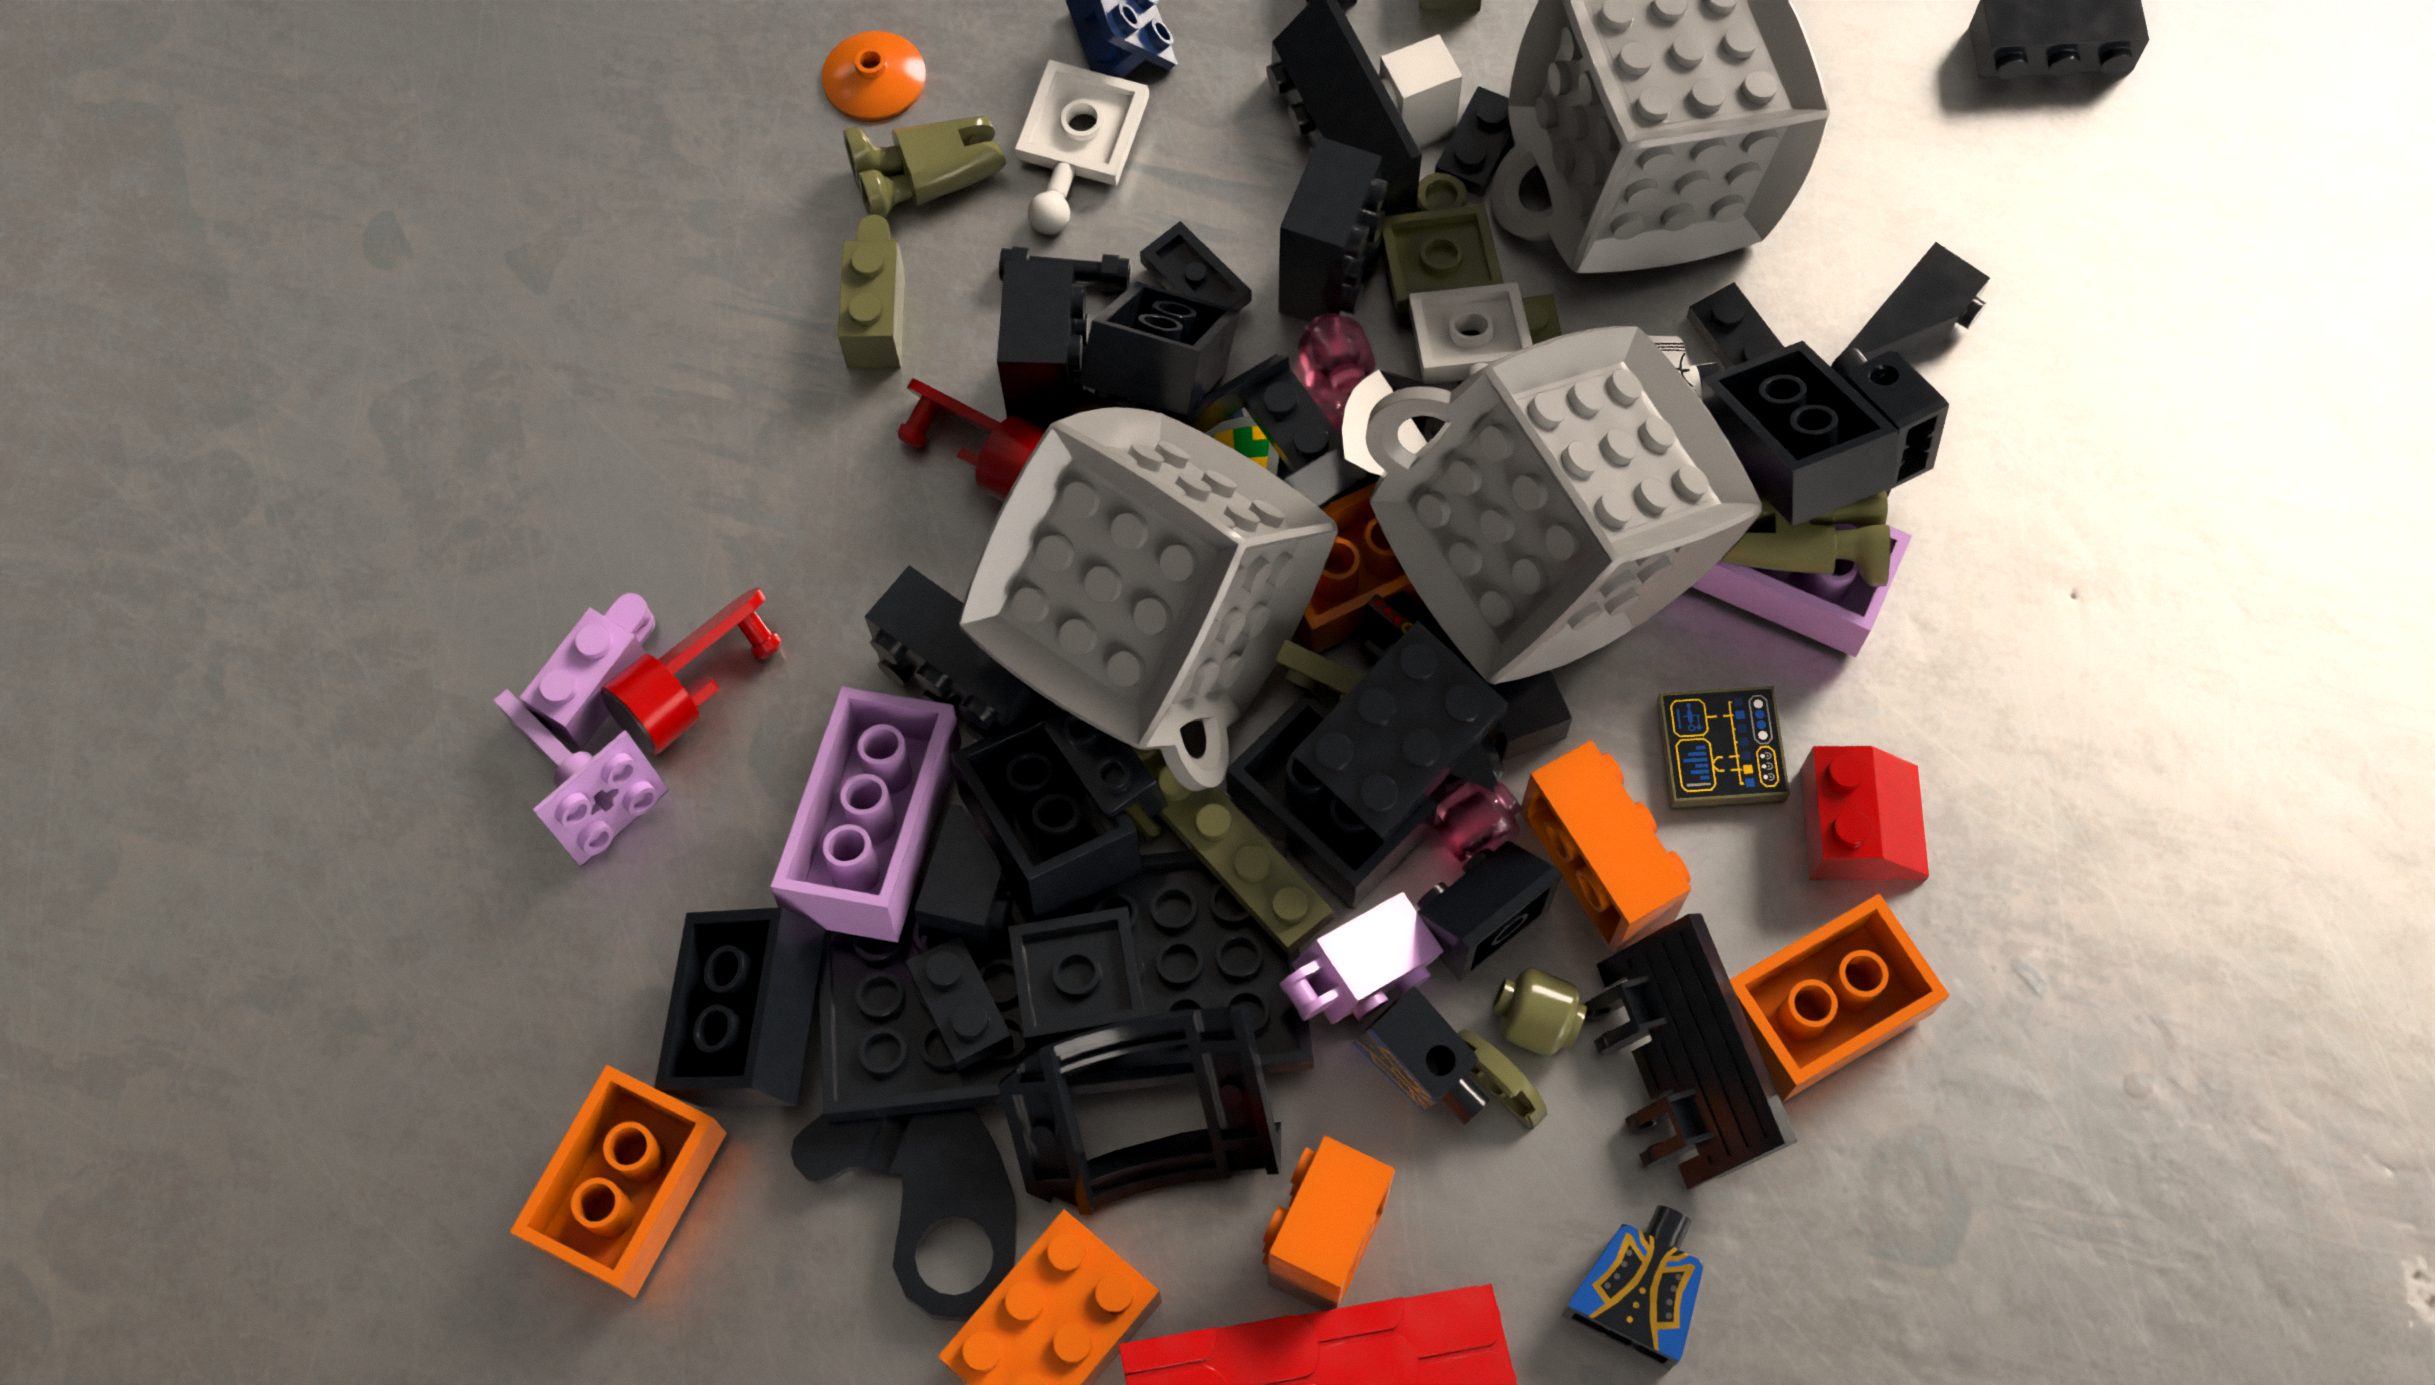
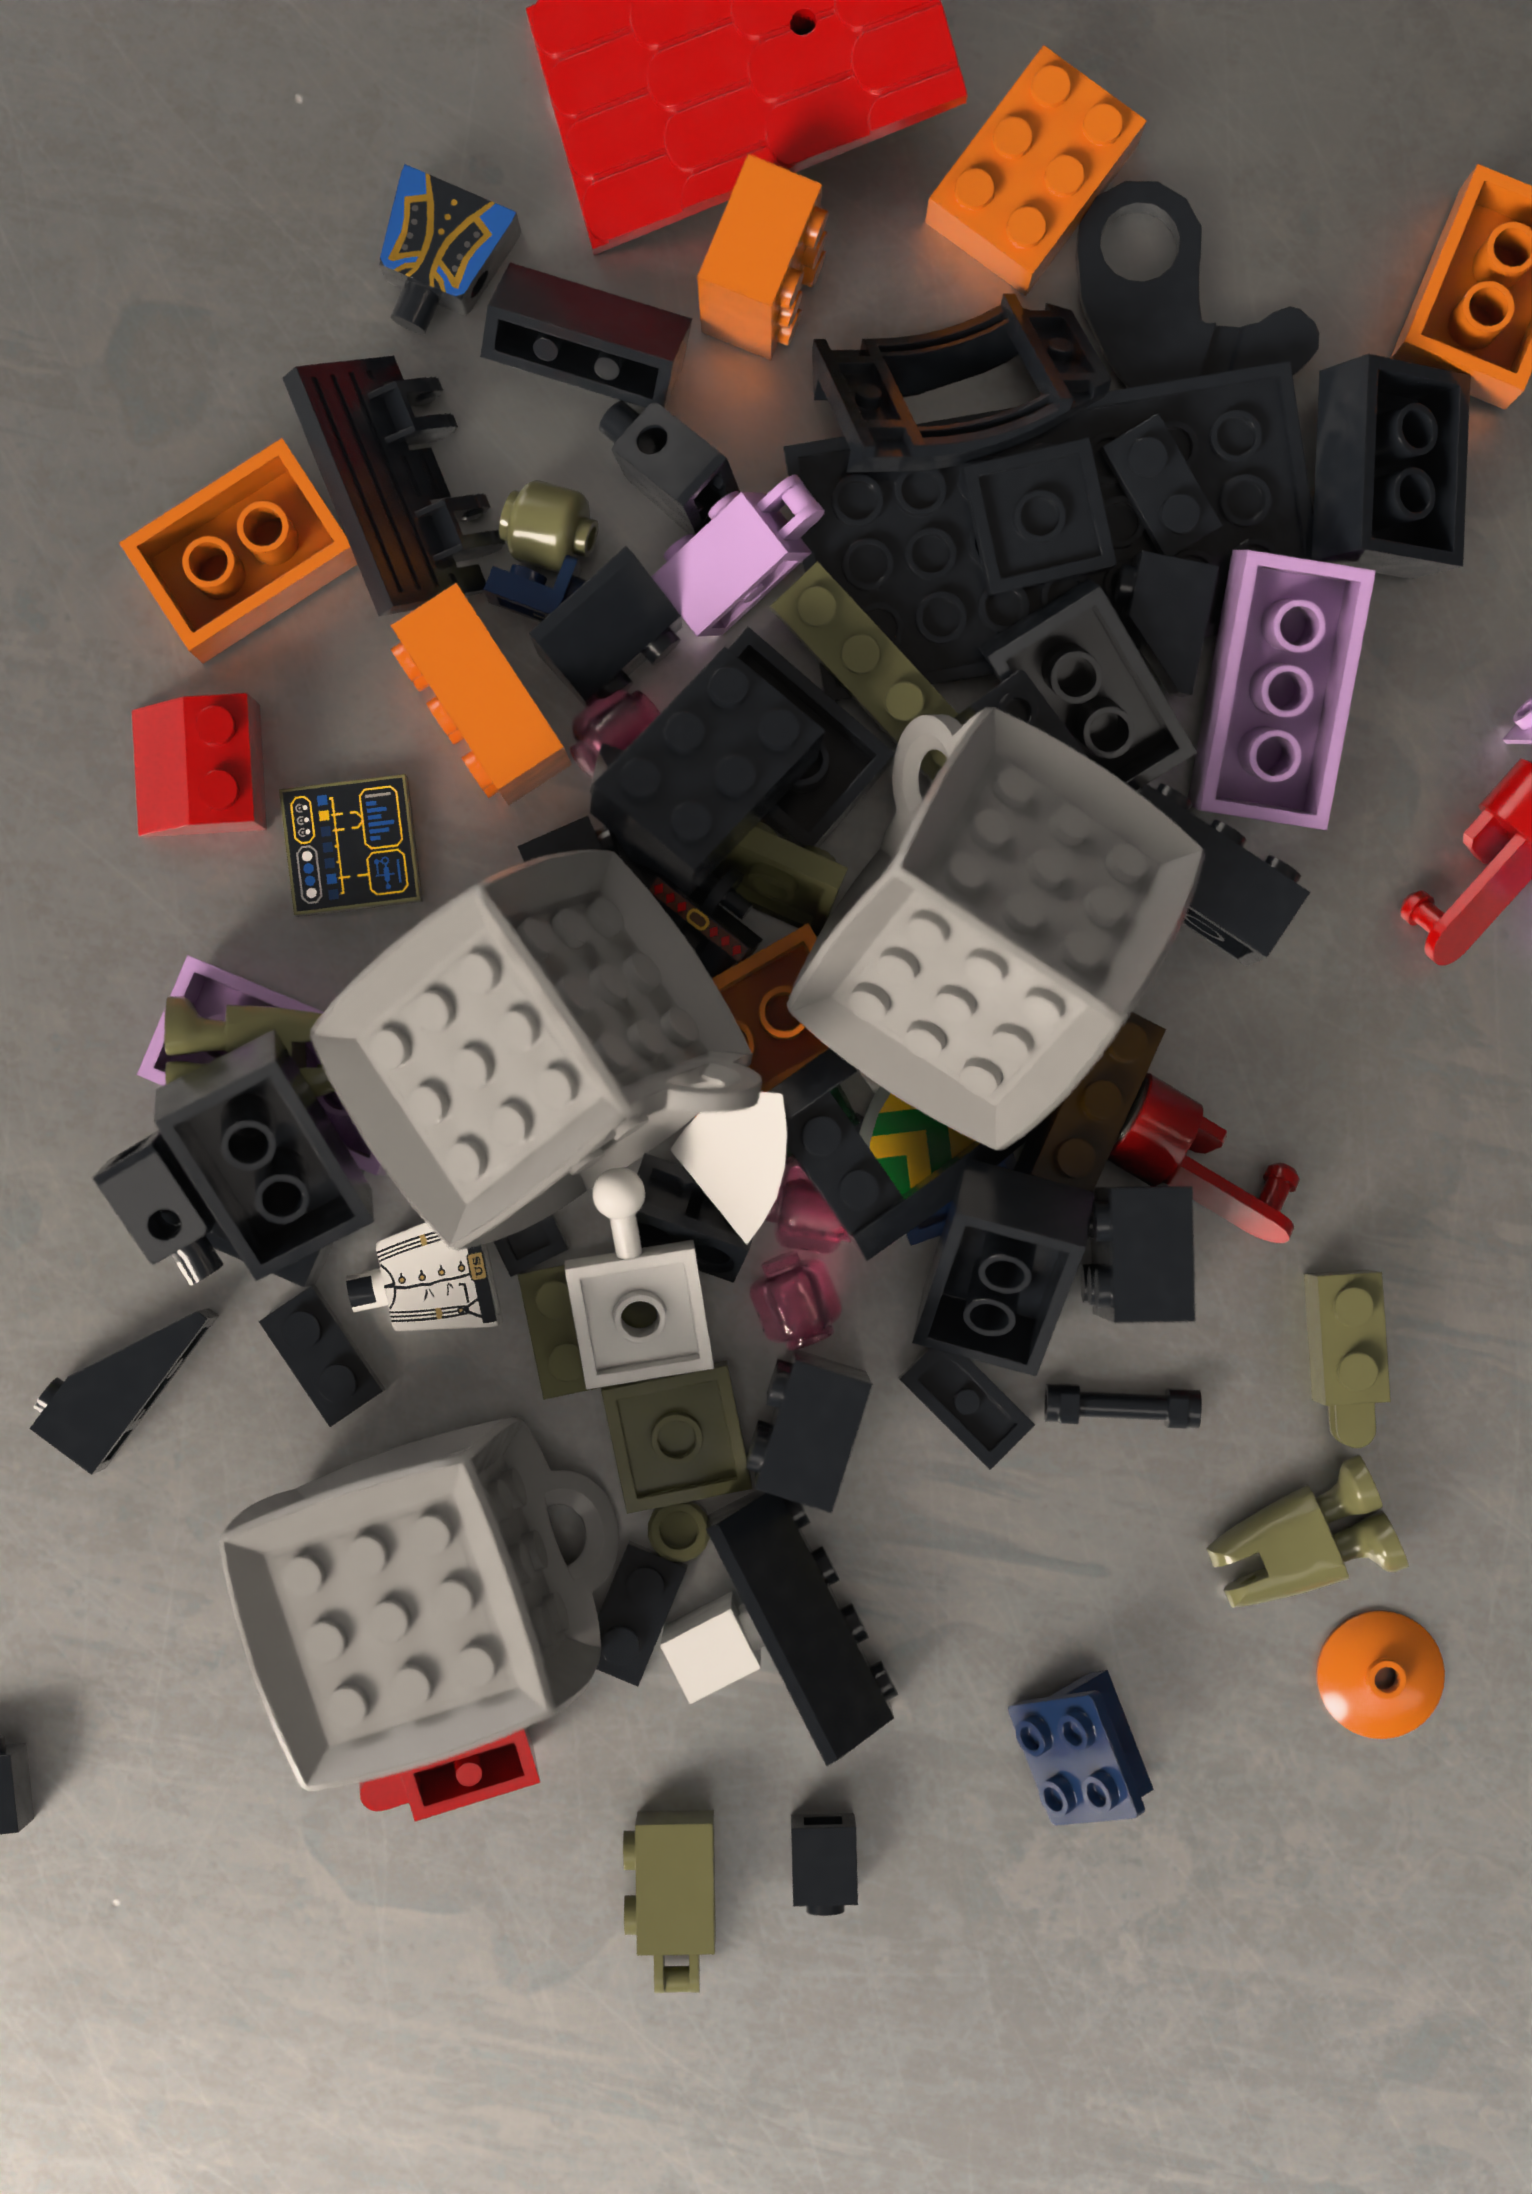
camera: 175 degrees right, 20 degrees up
(1090, 153) = (1099, 1564): white plate -> none
(1500, 1185) = (585, 337): none -> black brick
(1505, 1081) = (593, 463): olive tile -> none
(1558, 950) = (525, 589): none -> dark blue bracket

